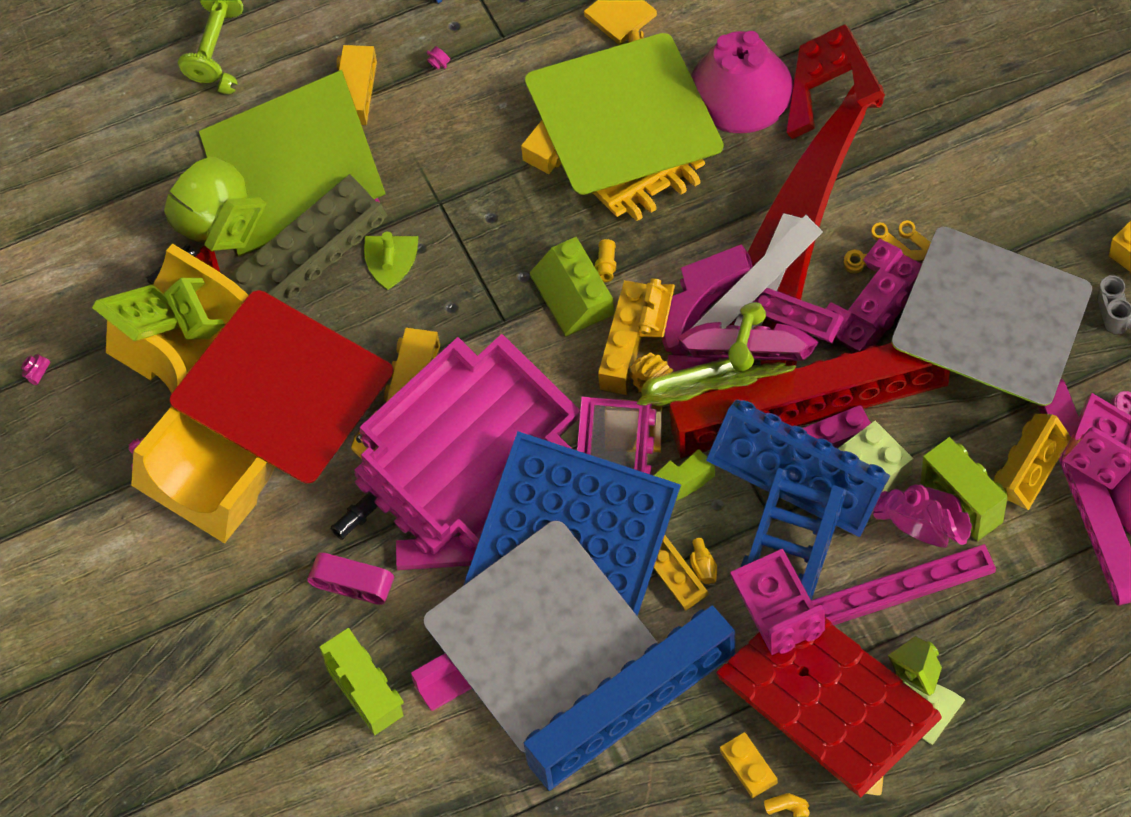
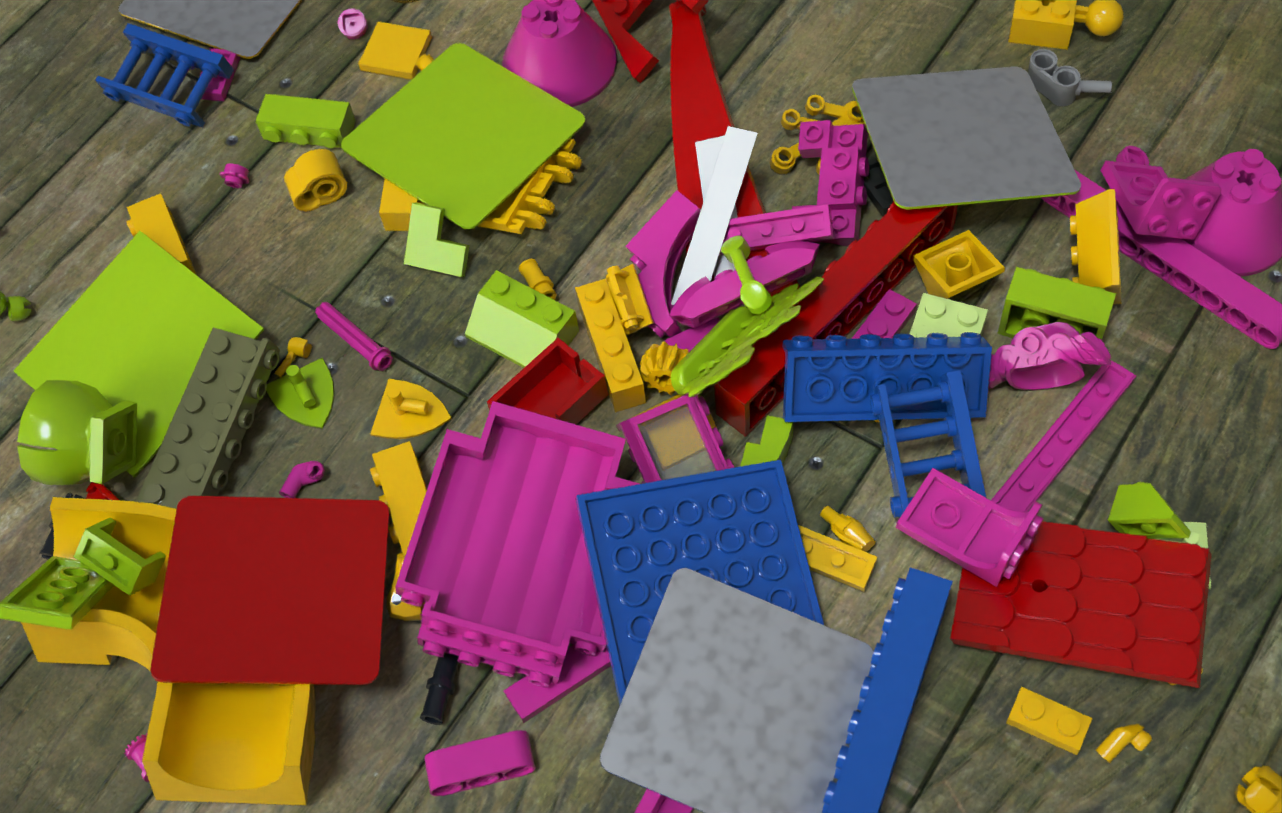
camera: 30 degrees left, 0 degrees up
(352, 317) = (300, 476): none -> dark pink arm
(403, 219) = (296, 347): none -> yellow hand
(454, 309) = (408, 411): none -> yellow shield
(456, 258) = (378, 357): none -> dark pink axle
(492, 93) = (315, 180): none -> yellow piece
(514, 39) = (305, 120): none -> lime brick
(541, 191) = (425, 246): none -> lime tile
(560, 348) = (554, 385): none -> red piece
(919, 412) = (956, 265): none -> yellow slope

